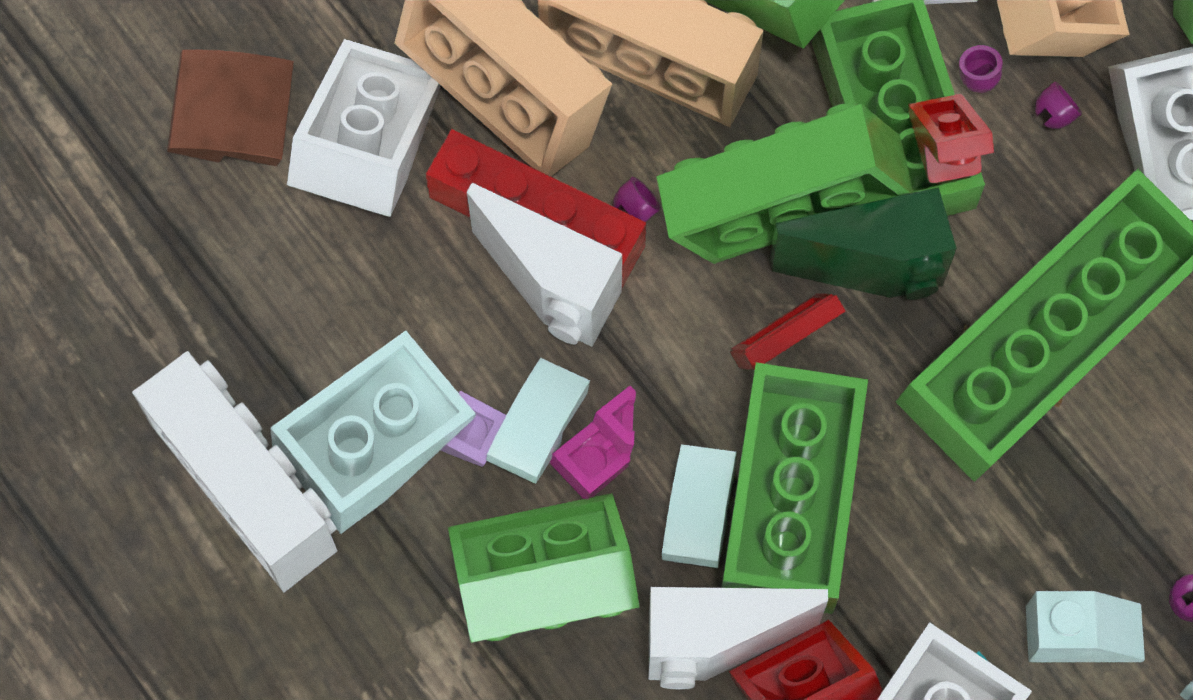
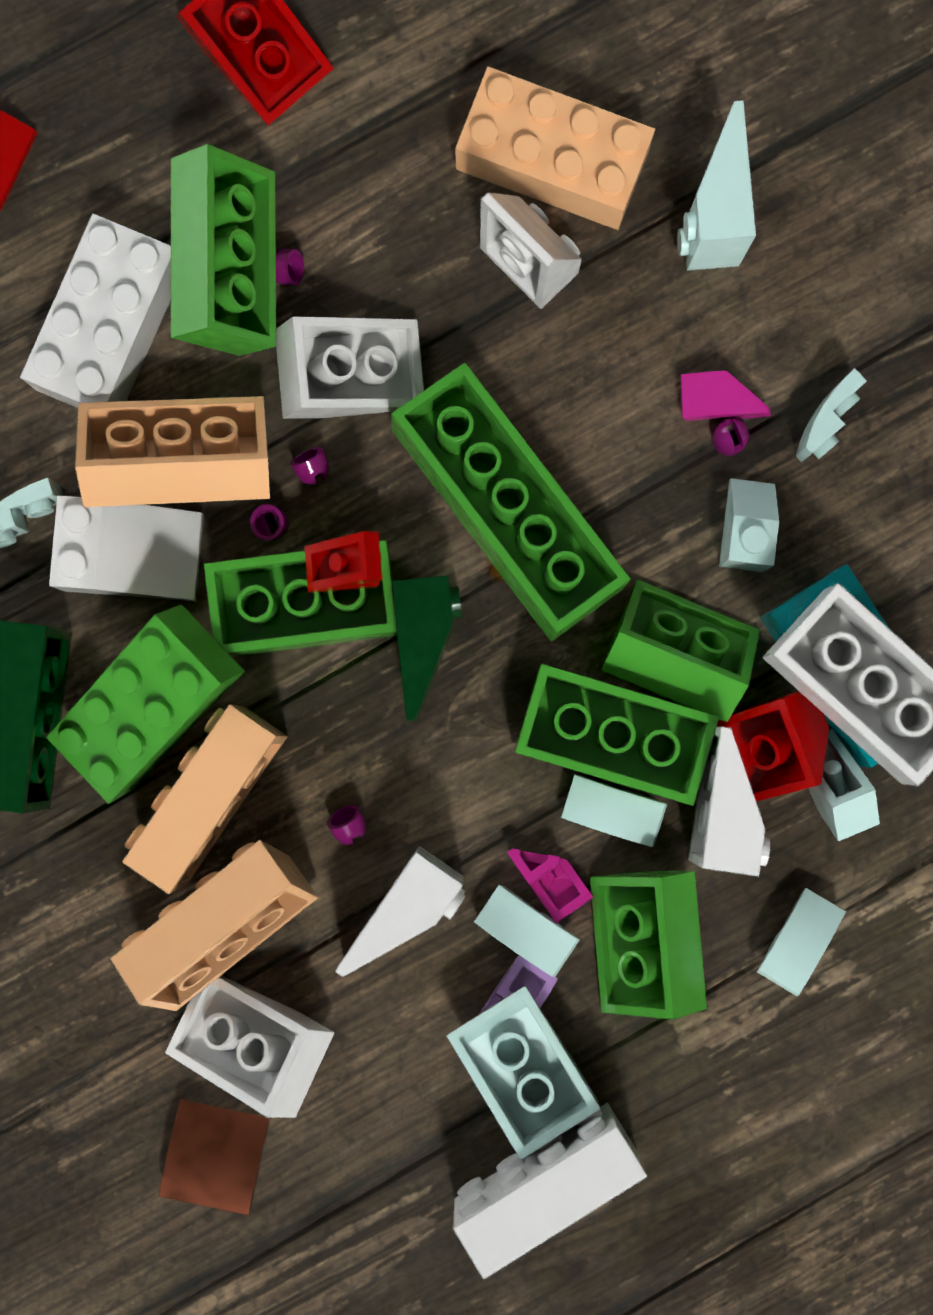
camera: 80 degrees left, 15 degrees up
(469, 161) = (345, 912): red arch -> none
(787, 330) = (478, 718): red tile -> none
(804, 169) = (366, 707): bright green brick -> none
(910, 557) = (682, 651): none -> bright green slope

